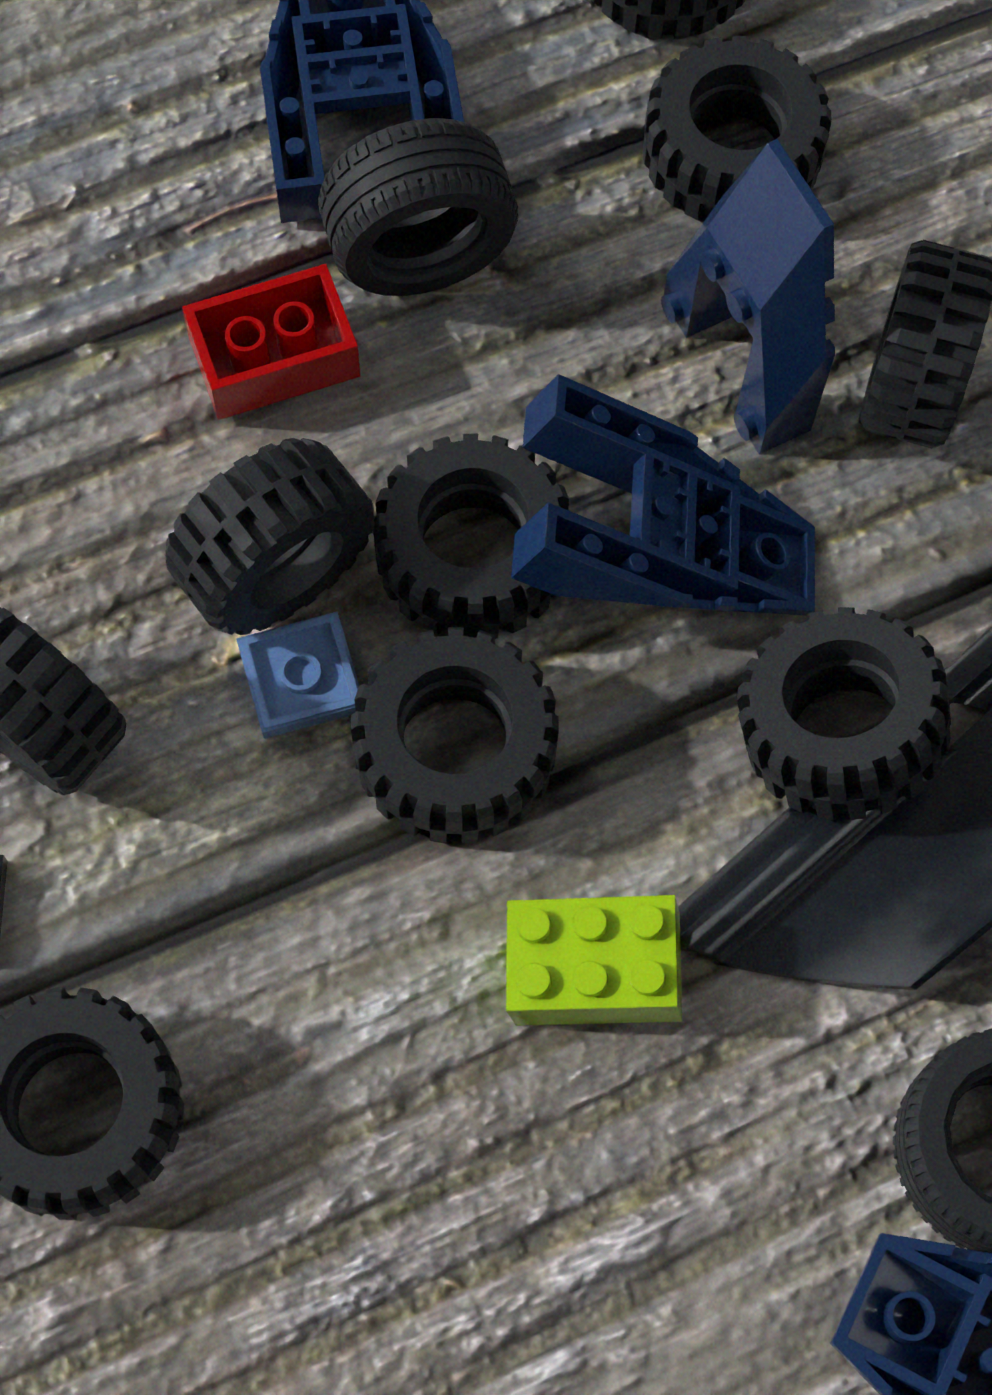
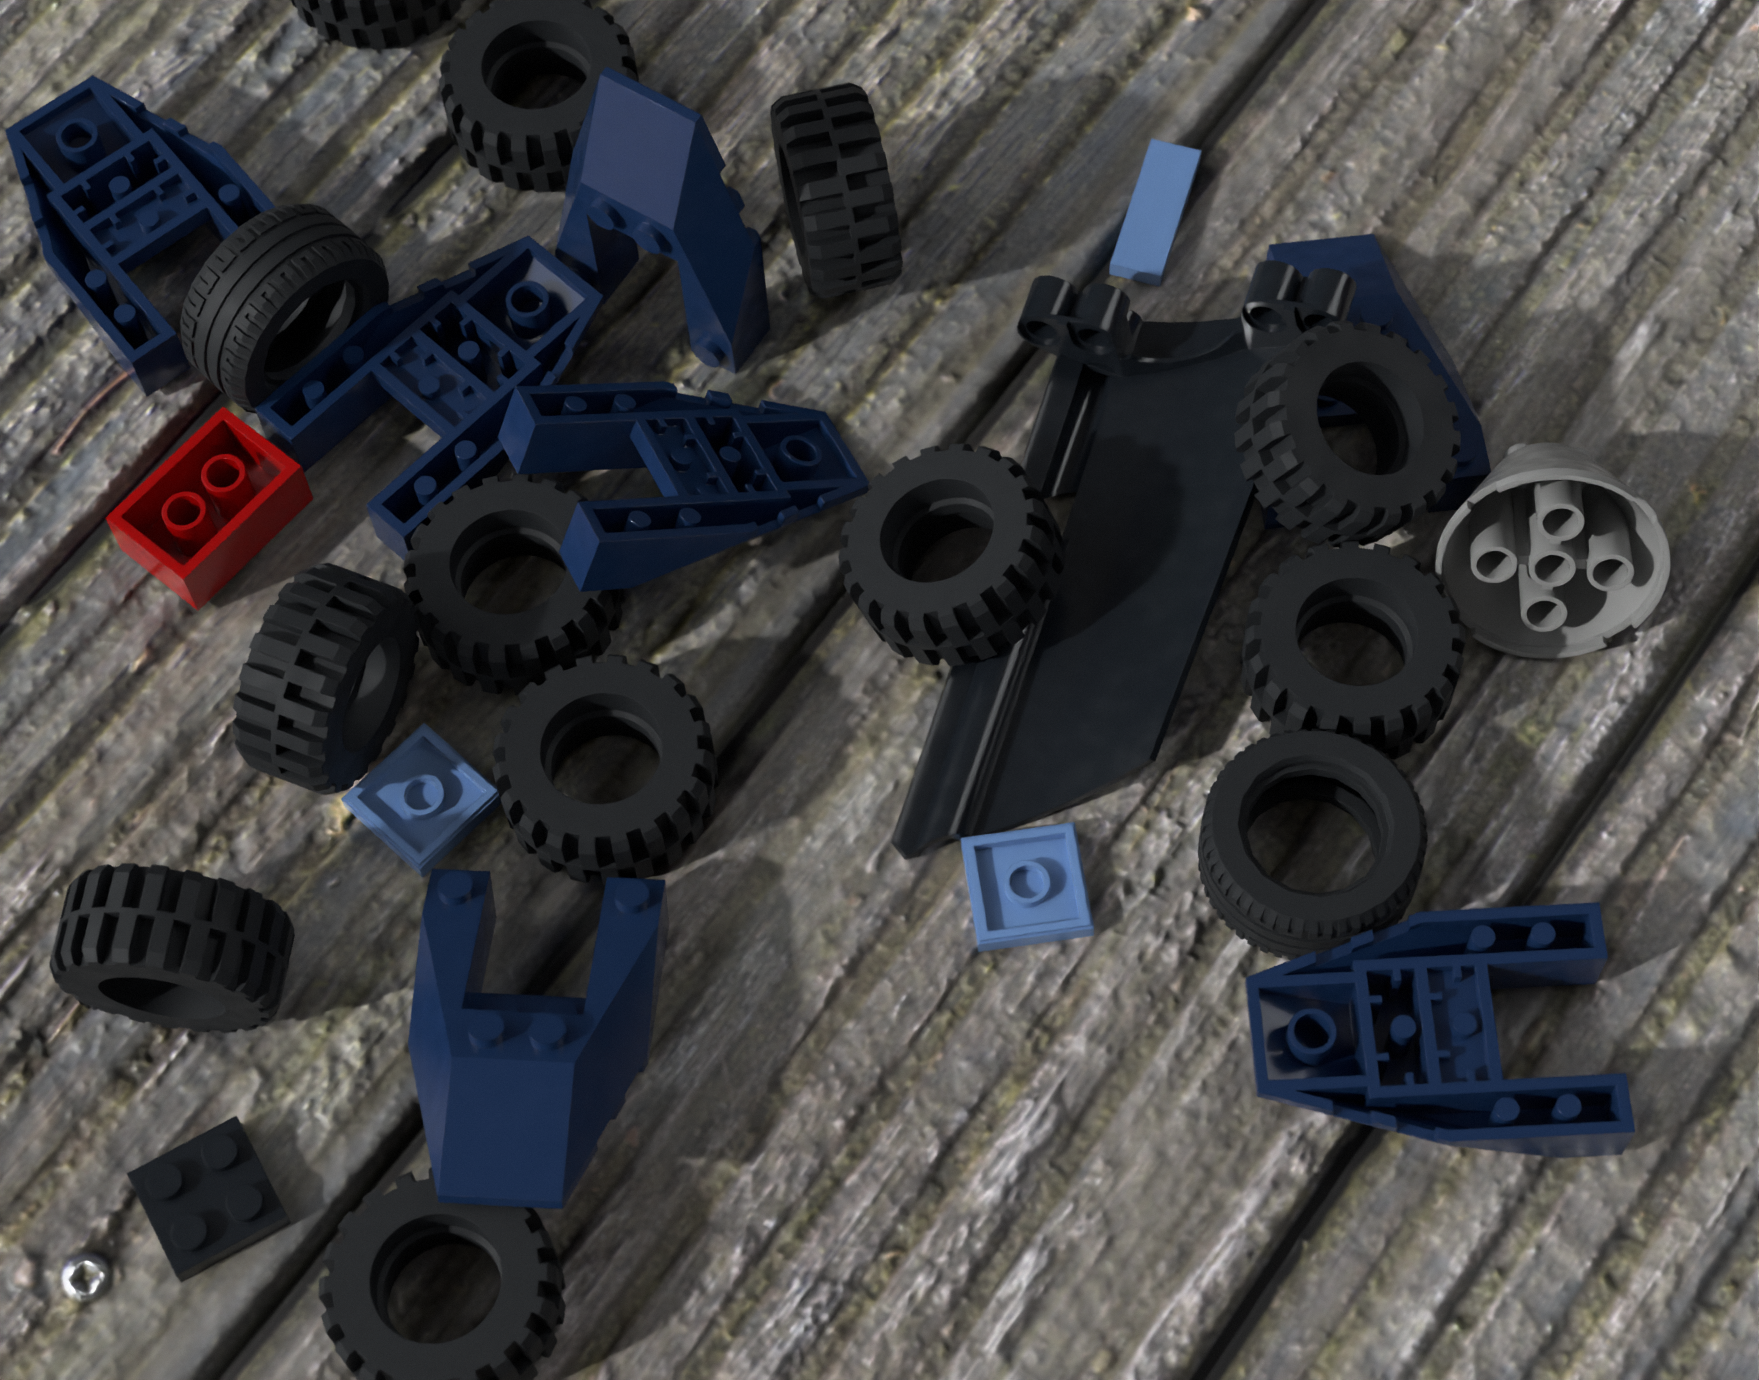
camera: 25 degrees left, 5 degrees down
(236, 962) = (527, 1081): none -> dark blue wedge
(527, 323) = (448, 360): none -> dark blue wedge
(593, 960) = (855, 895): lime brick -> none
(746, 1032) = (1027, 887): none -> medium blue tile

